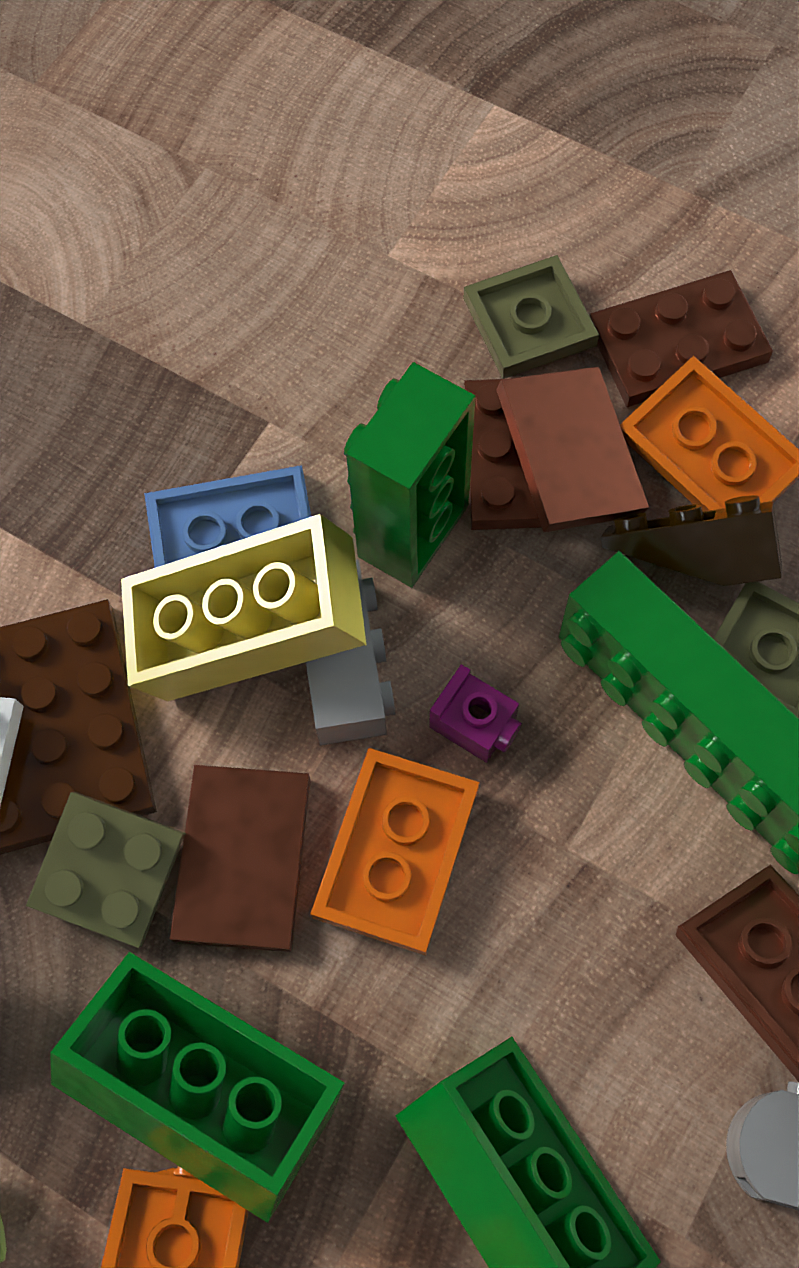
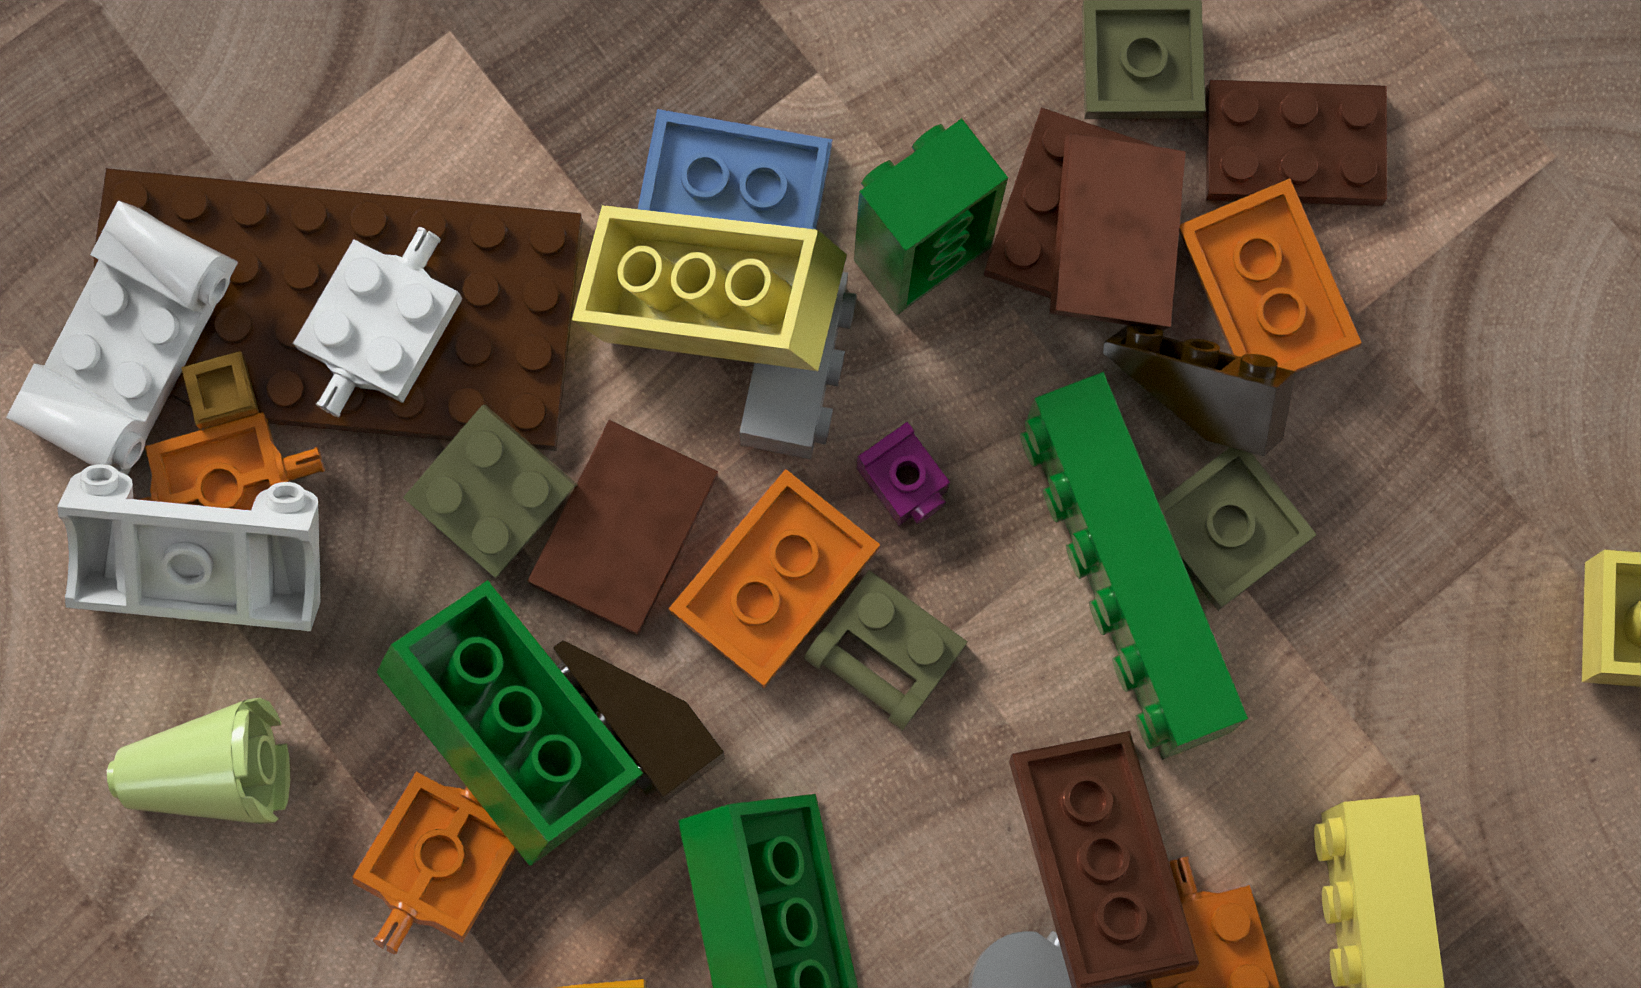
camera: 15 degrees right, 10 degrees up
(333, 1029) = (650, 723): none -> dark brown slope
(528, 858) = (899, 635): none -> olive plate

